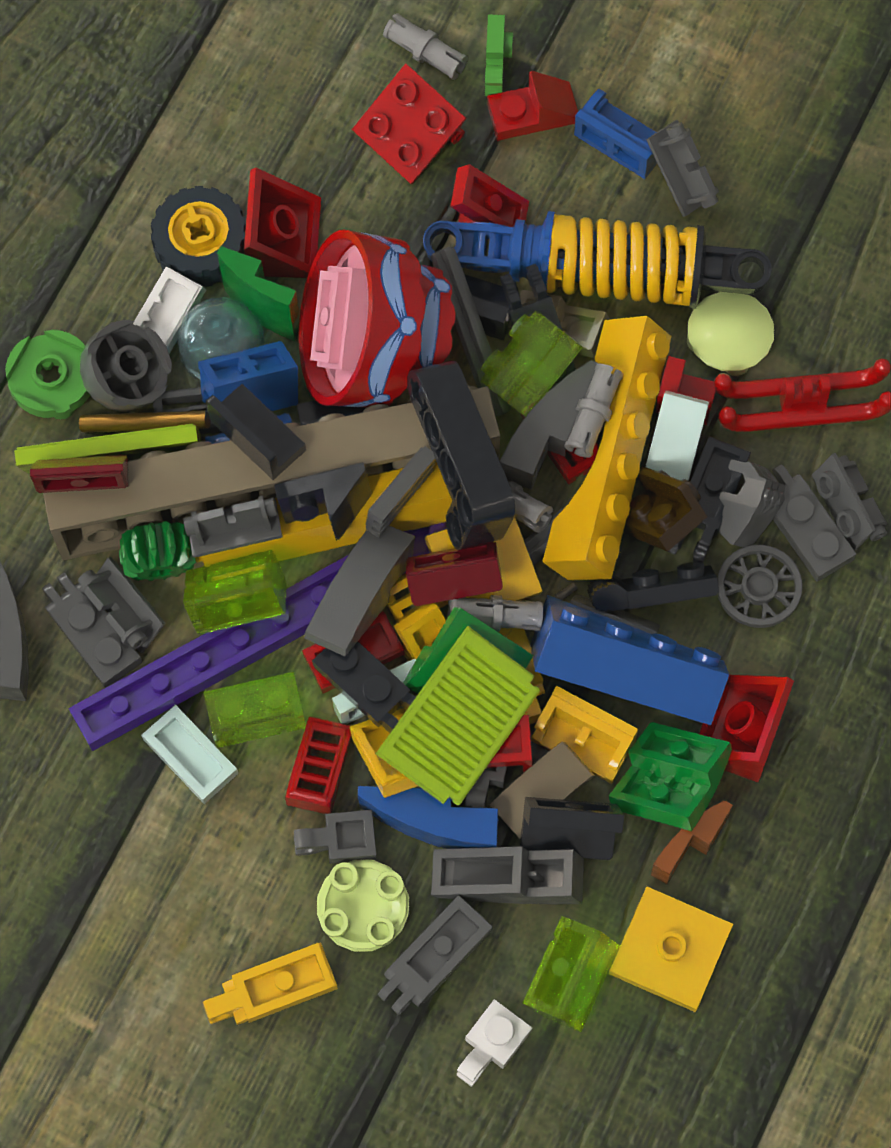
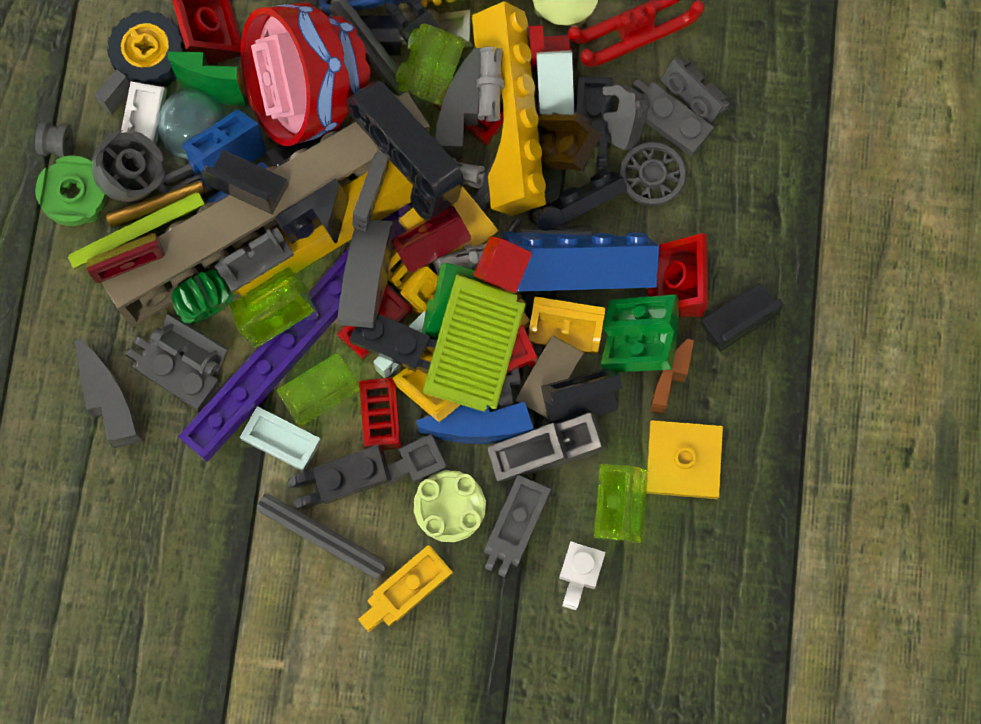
camera: 20 degrees left, 5 degrees up
(51, 305) = (53, 139): none -> dark grey wheel
(141, 272) = (113, 92): none -> dark grey tile
(196, 888) = (322, 536): none -> dark grey axle
(246, 825) = (343, 477): none -> black hinge
(527, 632) = (502, 264): none -> red panel
(805, 798) = (740, 317): none -> black panel

